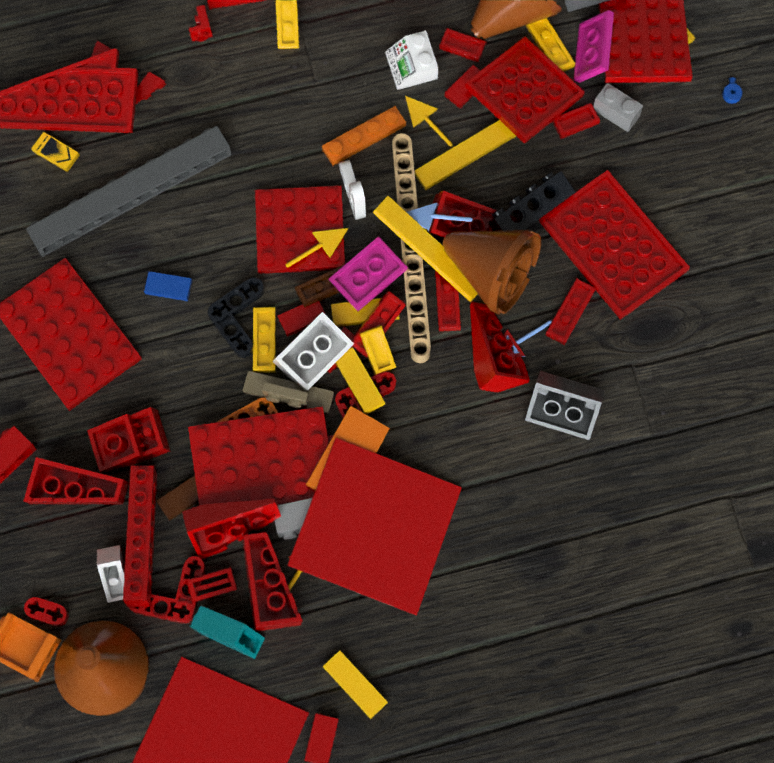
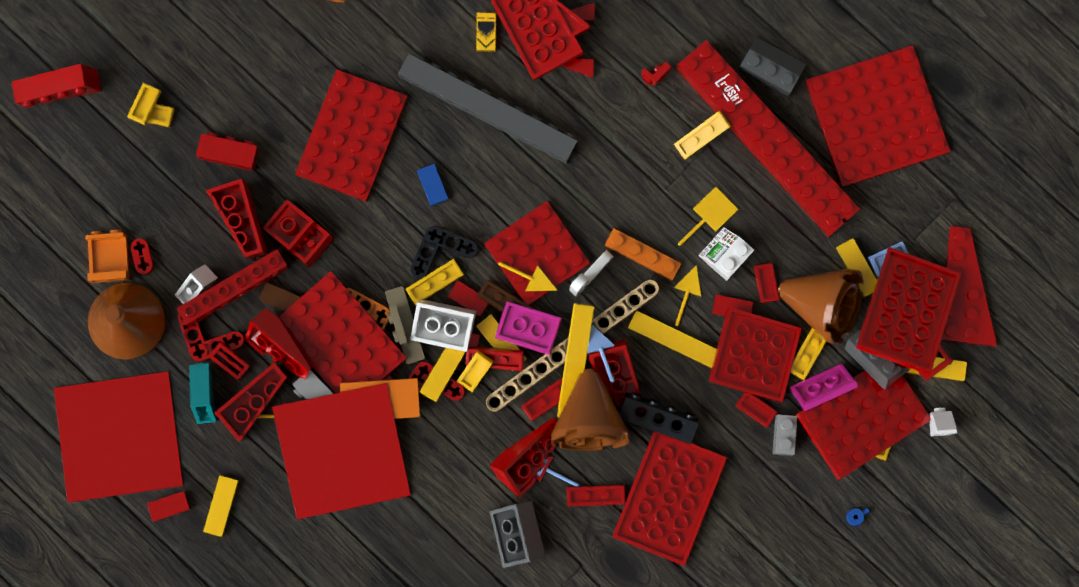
camera: 55 degrees right, 10 degrees up
(363, 51) = (714, 210): none -> yellow piece

